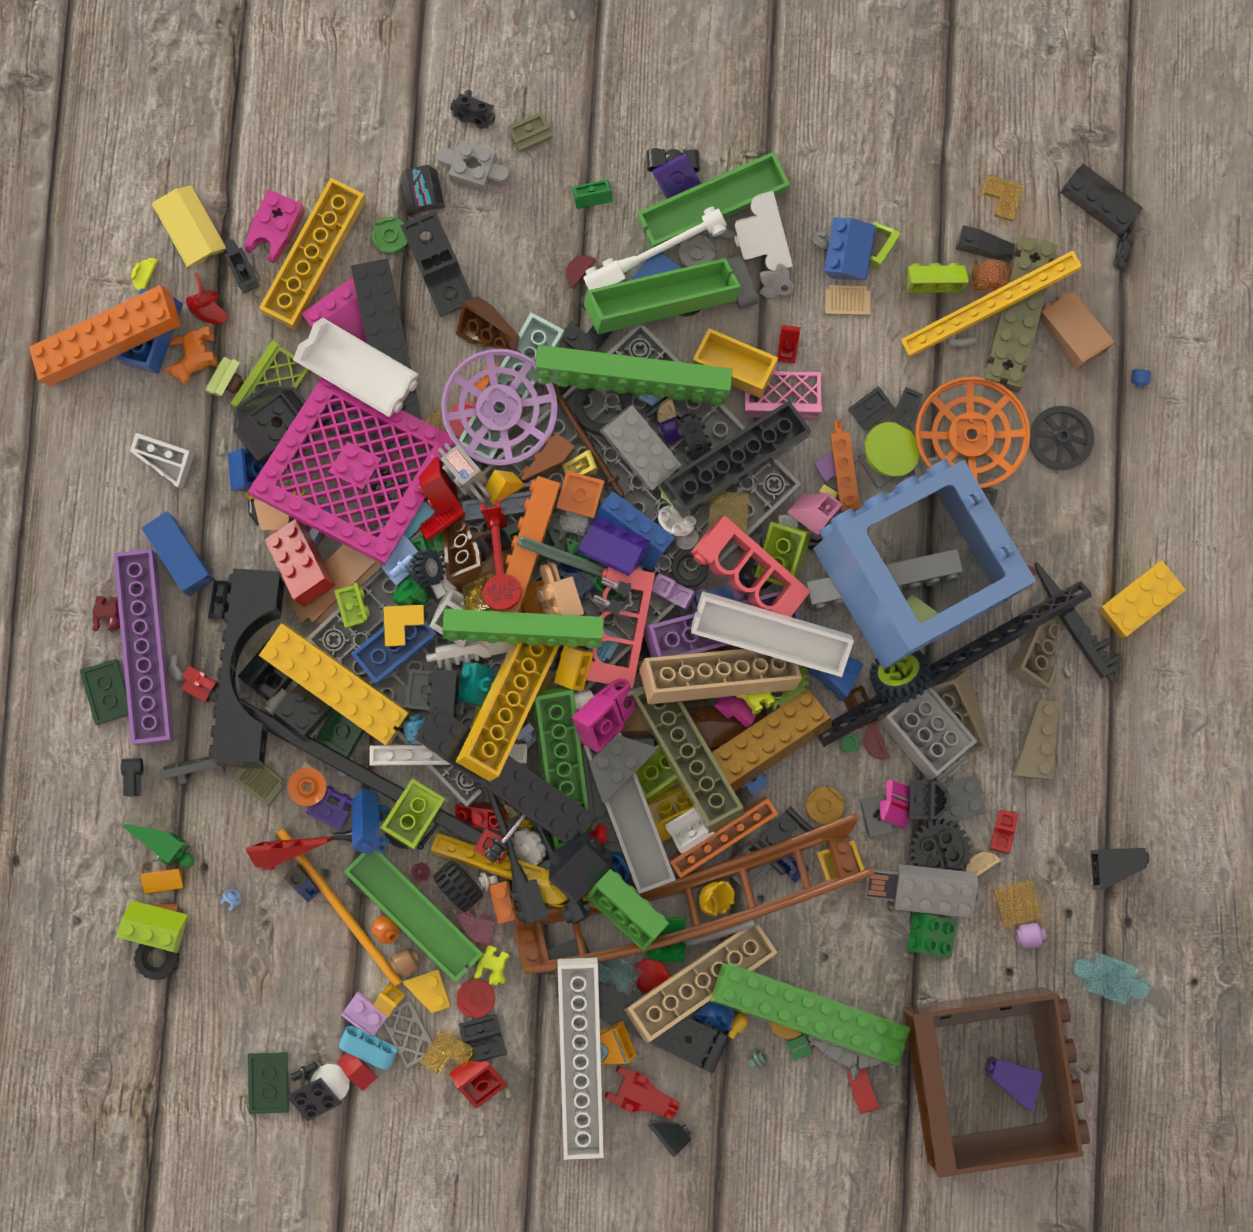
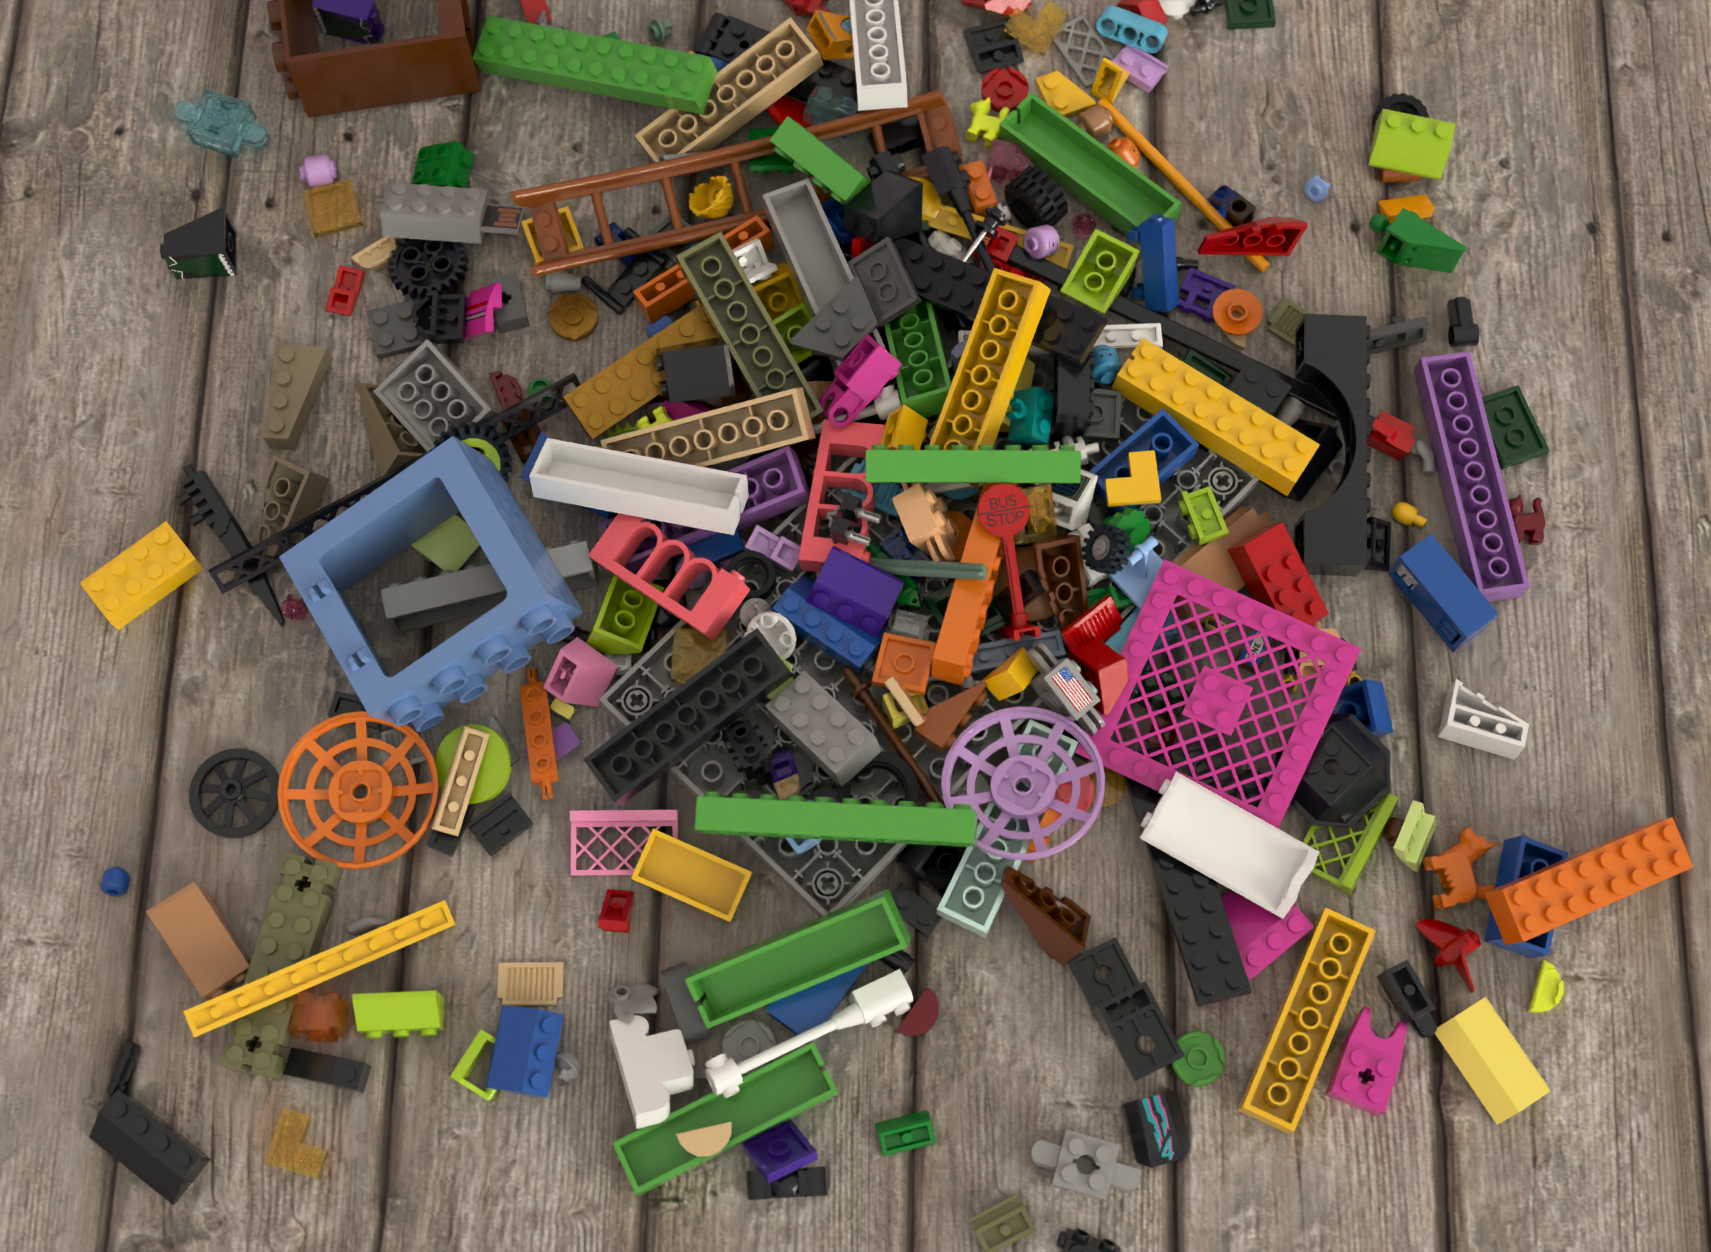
camera: 175 degrees right, 10 degrees down
(194, 622) = (1407, 514): none -> yellow cylinder
(456, 846) = (1041, 241): none -> lavender head
(580, 460) = (905, 701): none -> tan tile
(582, 800) = (885, 281): none -> dark grey plate
(726, 181) = (707, 1140): none -> tan tile
(729, 730) = (695, 371): none -> black slope
(900, 435) = (460, 781): none -> tan slope

